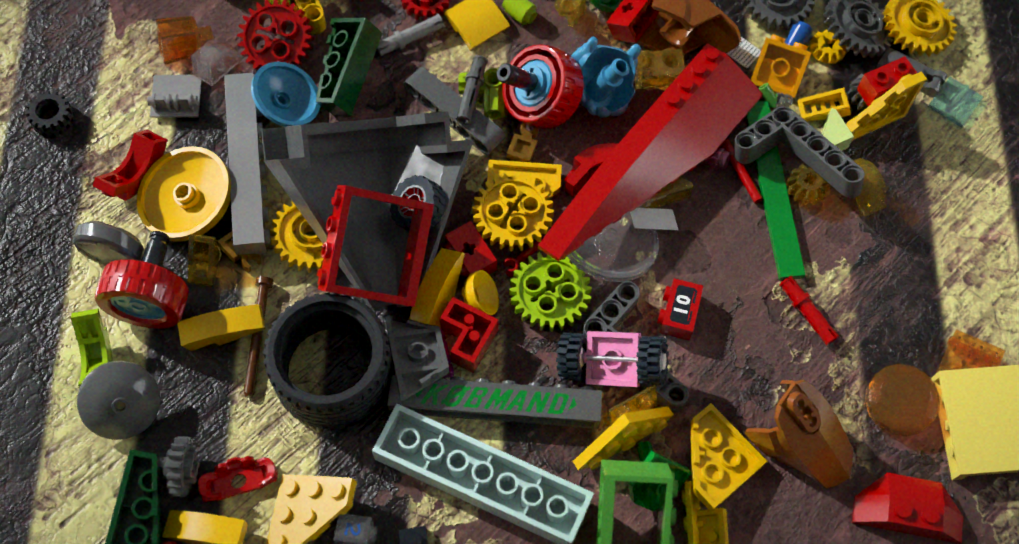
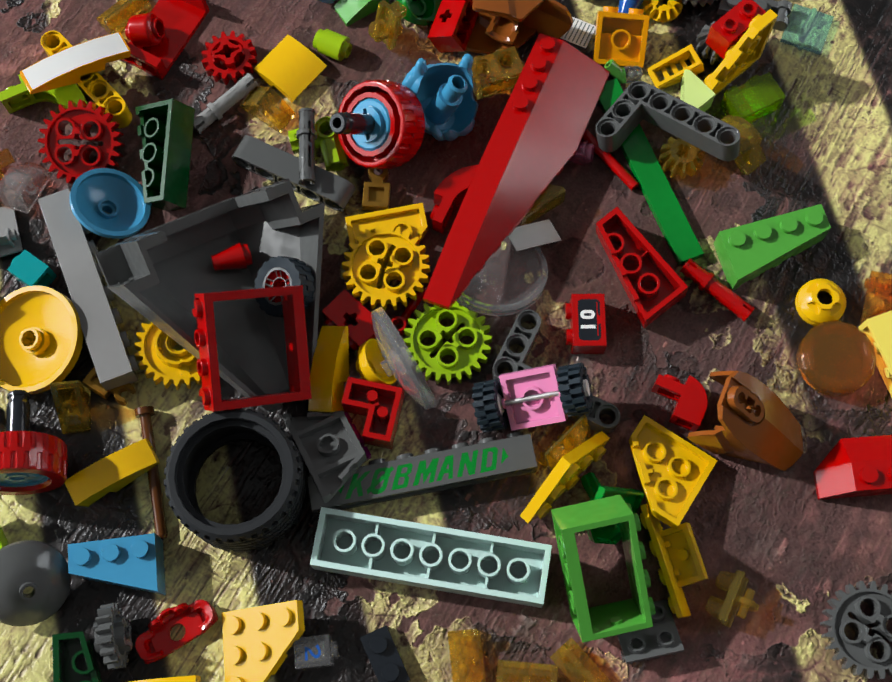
camera: 10 degrees left, 5 degrees up
(200, 134) = (31, 270): none -> teal brick
(207, 404) = (122, 561): none -> dark azure wedge
(379, 169) = (232, 258): none -> red cone
(448, 49) = (268, 107): none -> clear yellow slope
(502, 293) = (399, 360): none -> clear dish
(743, 274) = (641, 270): none -> red wedge
(756, 398) = (690, 400): none -> red brick
(867, 280) = (766, 243): none -> bright green wedge
(888, 150) = (754, 98): none -> clear neon green brick
(894, 353) = (812, 310): none -> yellow piece

